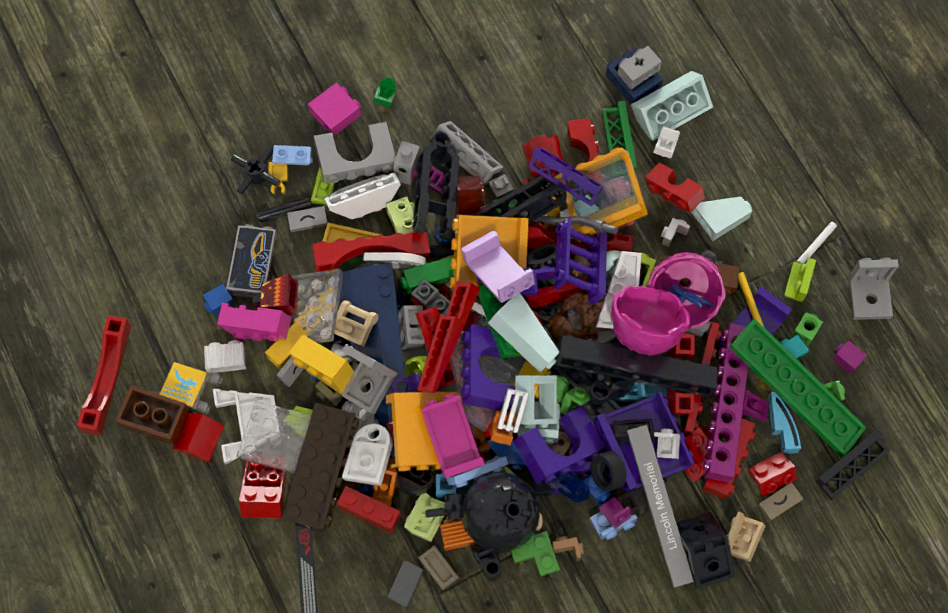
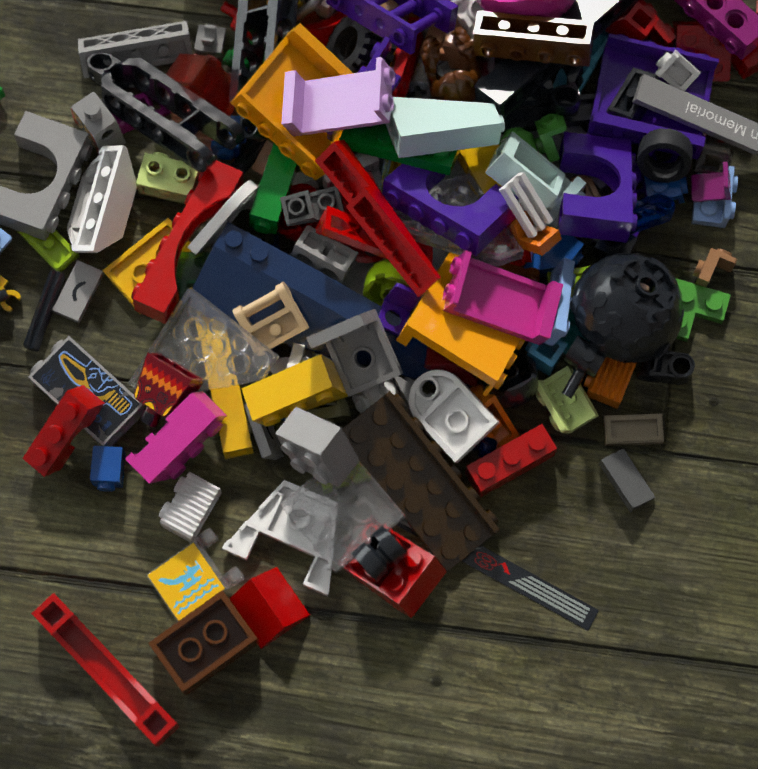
camera: 55 degrees left, 5 degrees up
(208, 263) = (71, 415): none -> red arch
(256, 470) = (379, 553): none -> black wheel
(295, 396) = (317, 447): none -> light grey brick
(611, 346) = (533, 38): none -> reddish brown brick

